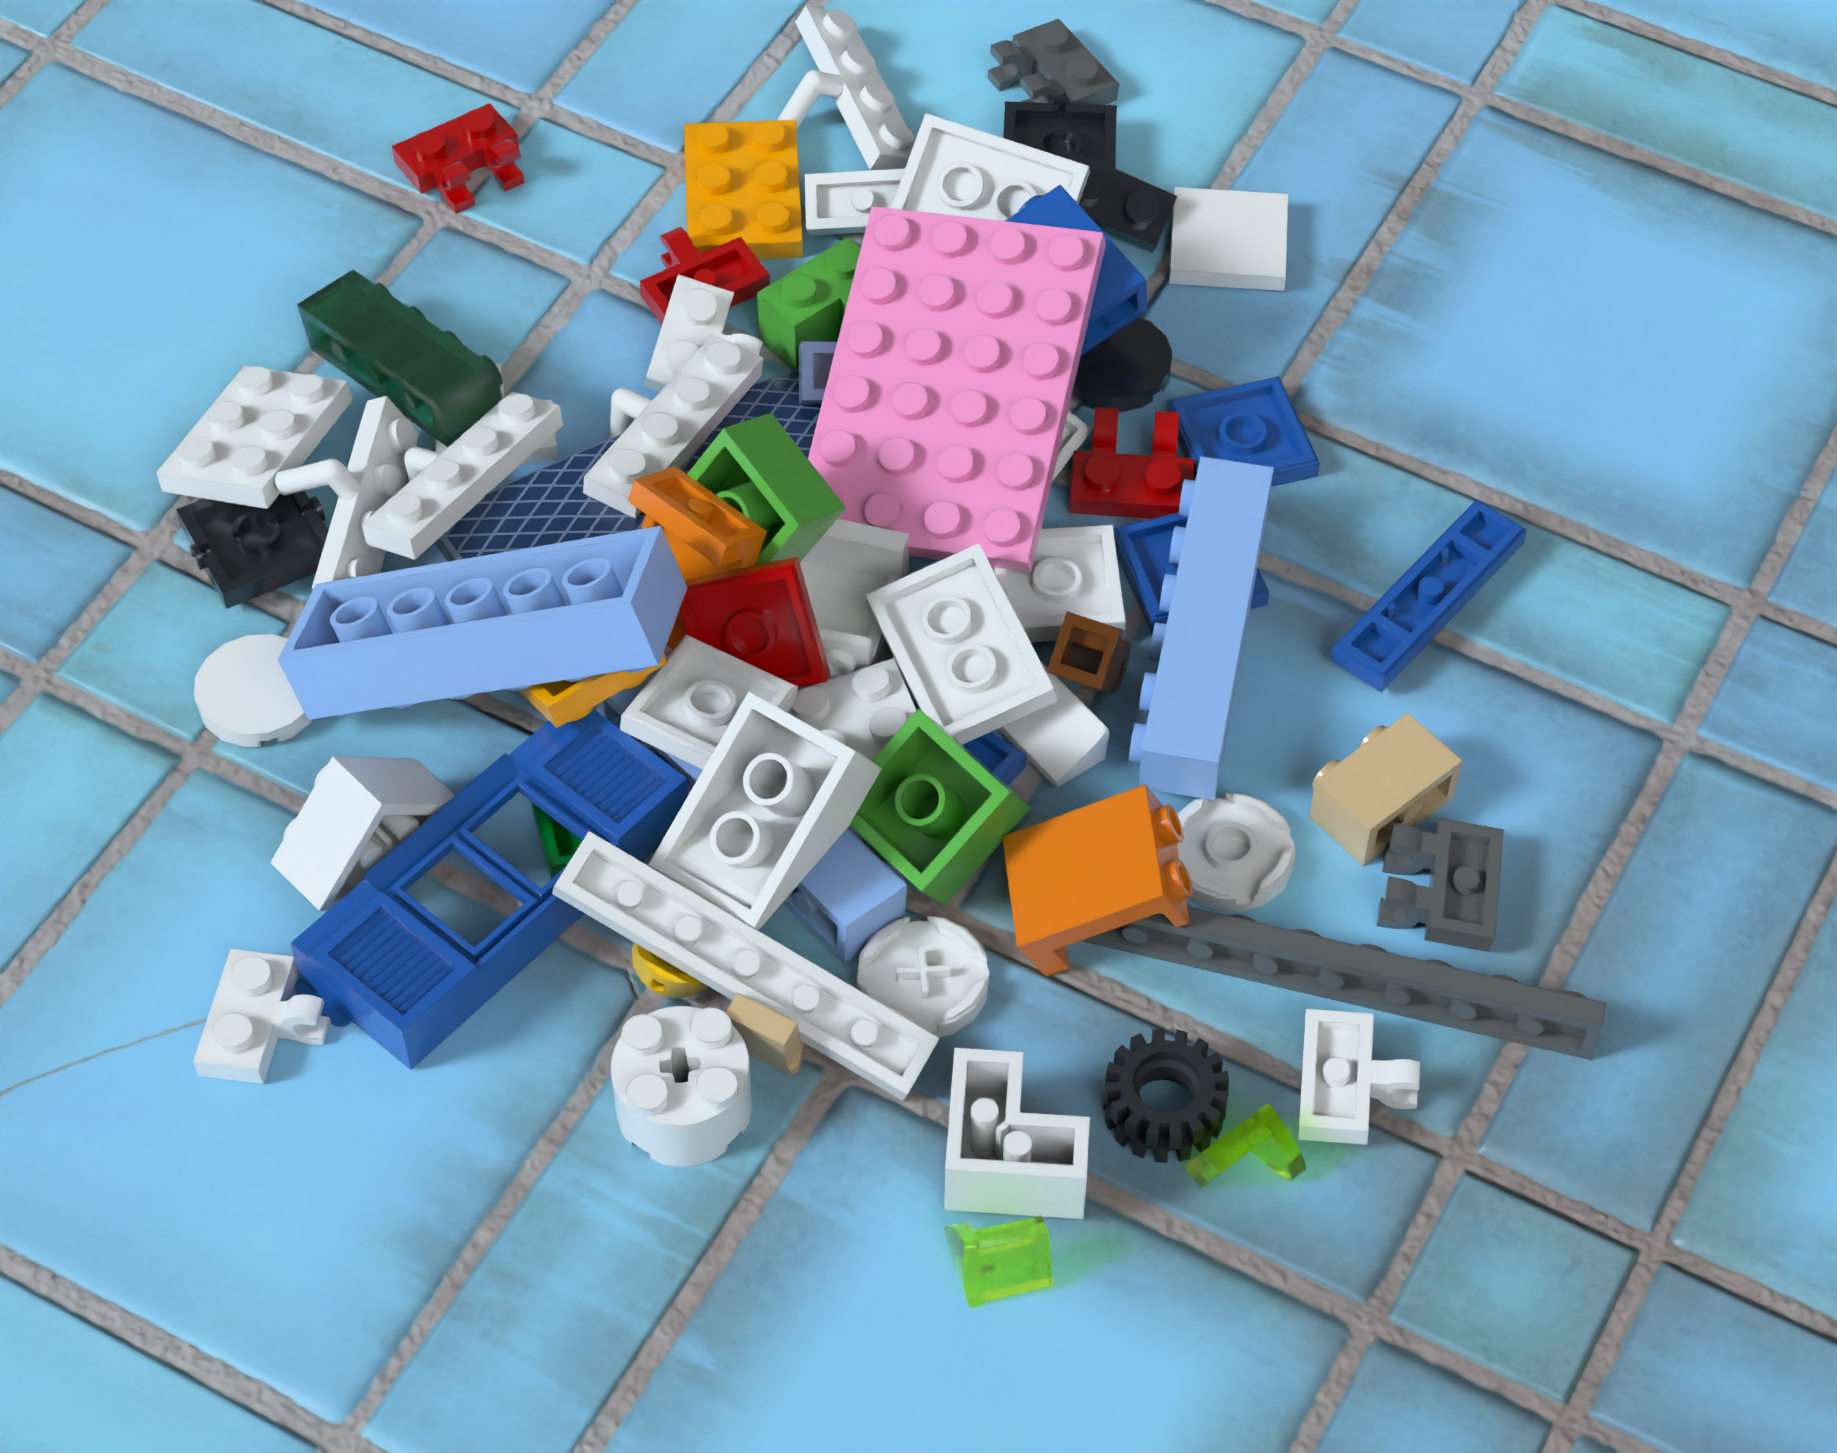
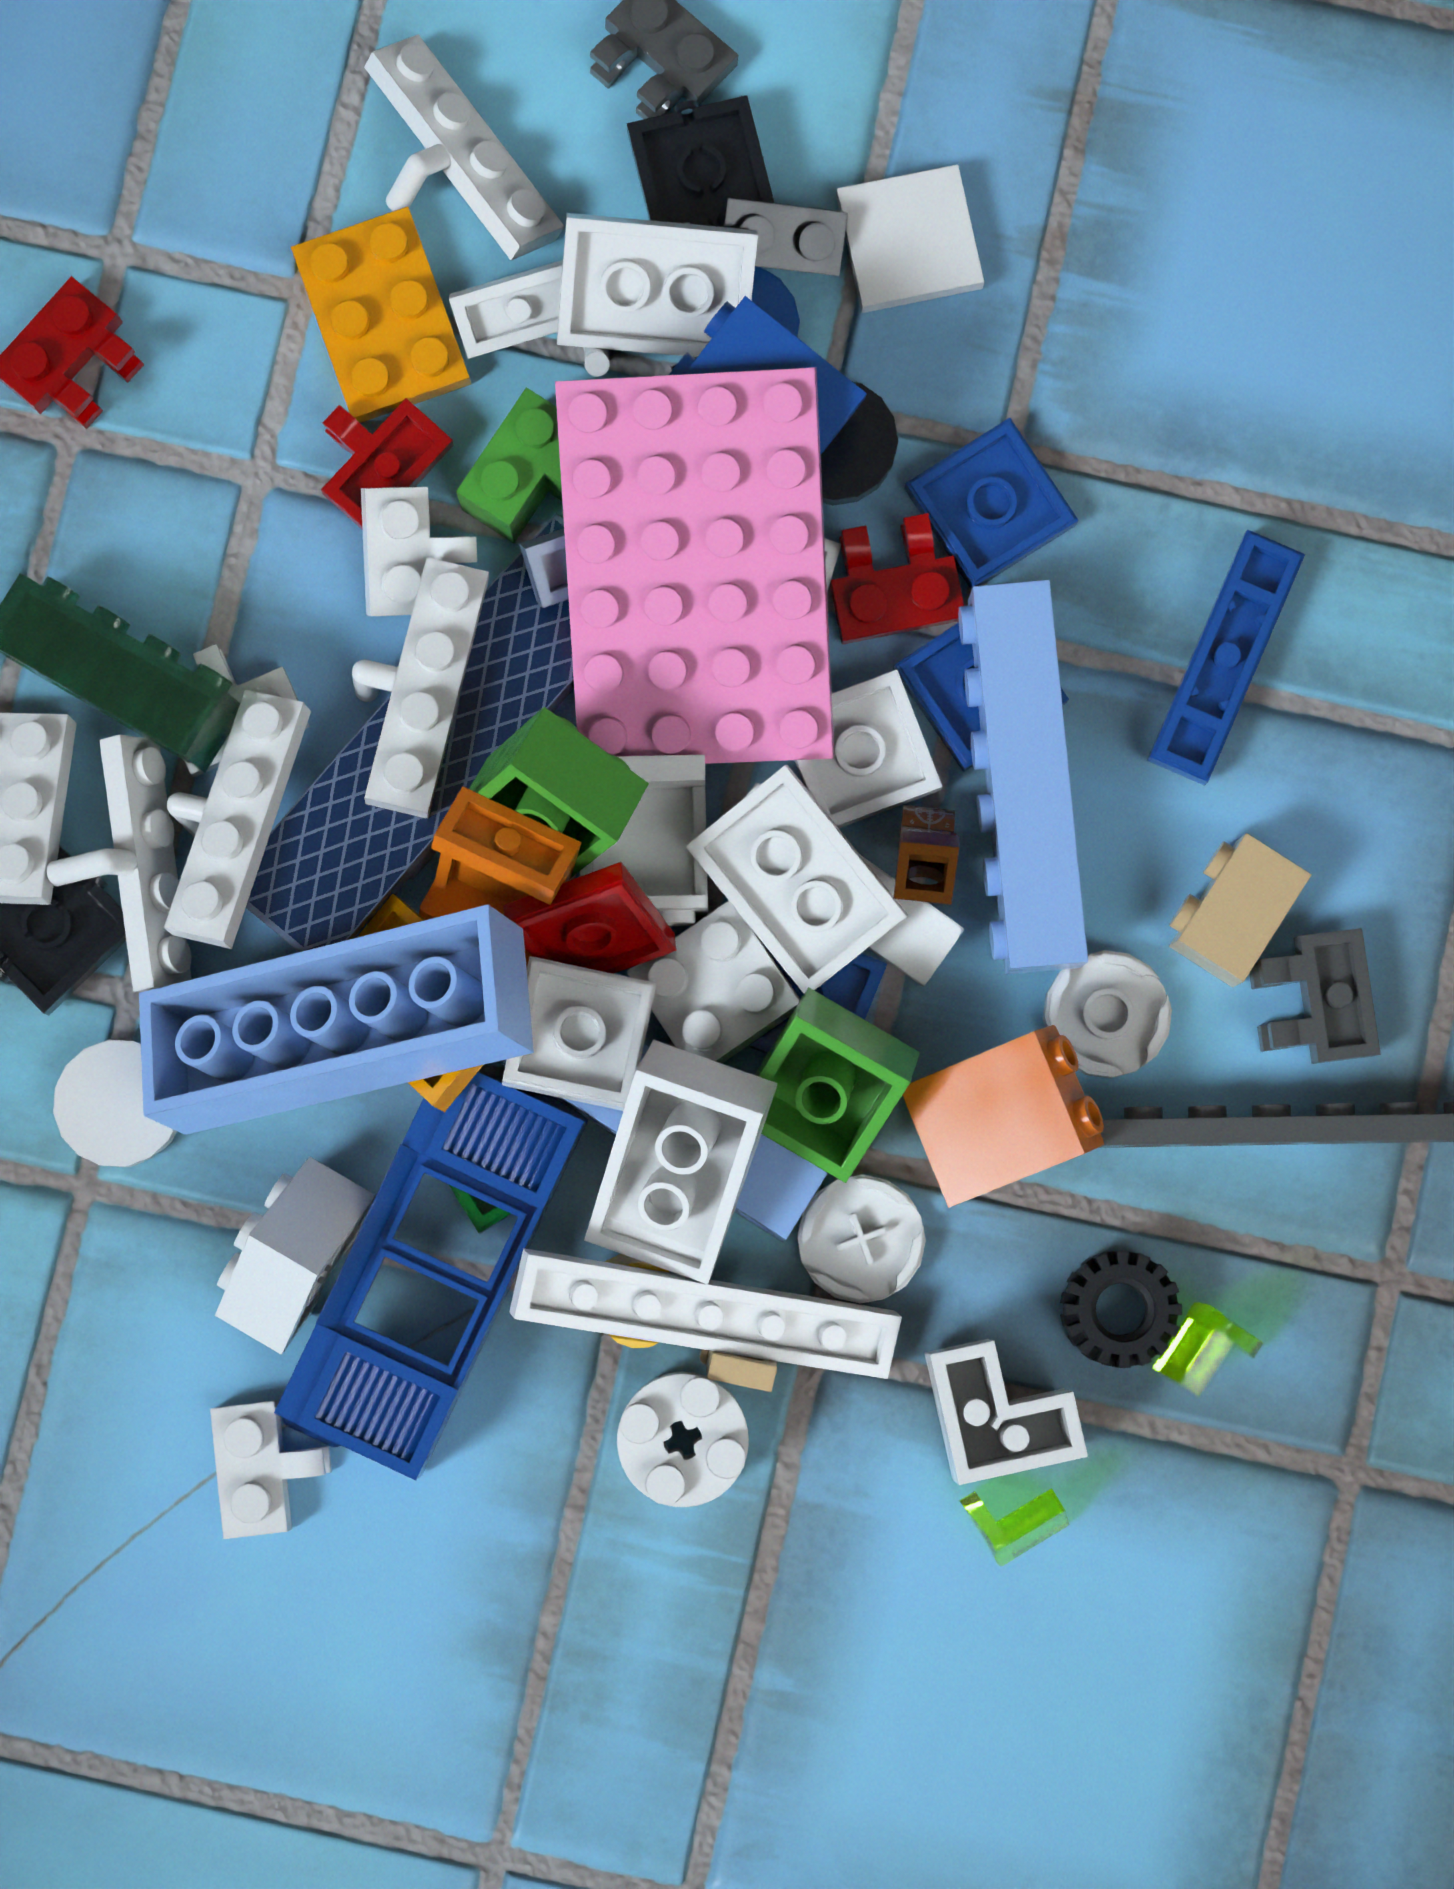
camera: 20 degrees left, 30 degrees up
(1343, 1077) = (1274, 1243): white plate -> none

